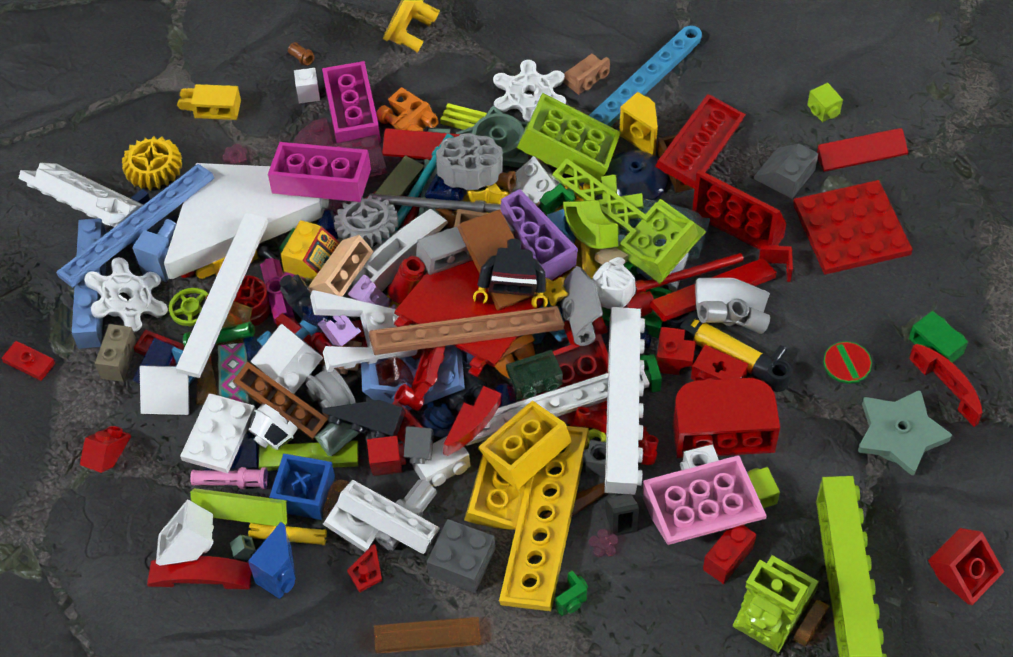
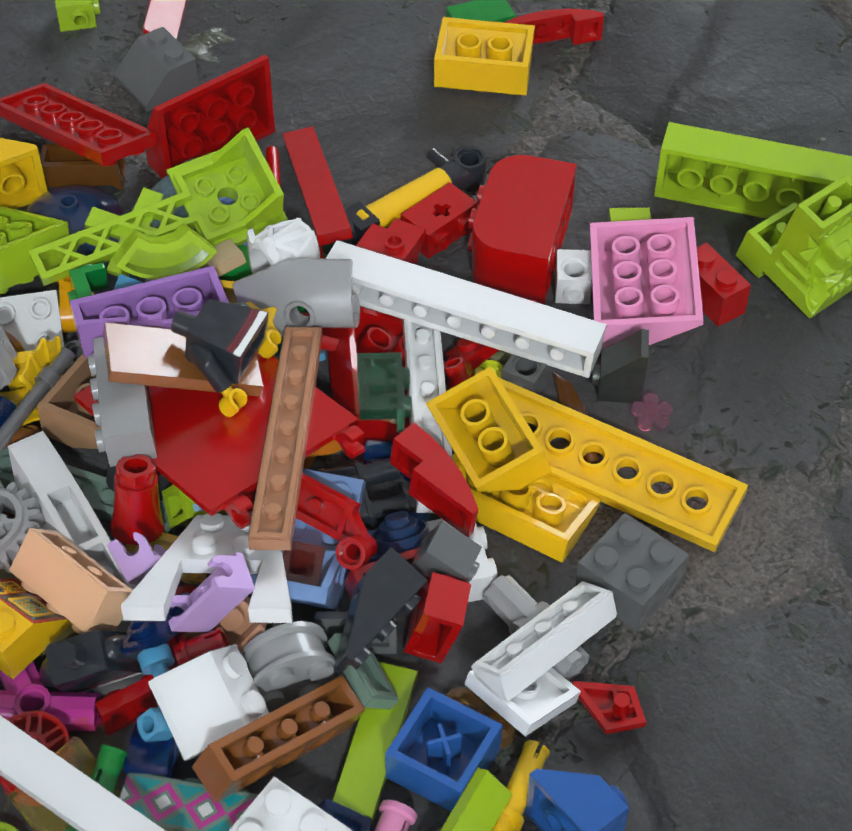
camera: 75 degrees left, 5 degrees down
(271, 428) = (324, 764): white cone -> none
(427, 635) = (741, 655): clear orange tile -> none
(574, 597) = (729, 456): green bracket -> none
(731, 303) = (353, 173): light grey panel -> none
(780, 255) = (293, 112): red bracket -> none
(847, 362) = (478, 103): red piece -> none
(852, 227) = (294, 36): red plate -> none
(894, 349) = (483, 56): none -> yellow slope
(901, 430) = (593, 89): sand green plate -> none
(966, 565) = (784, 92): red slope -> none

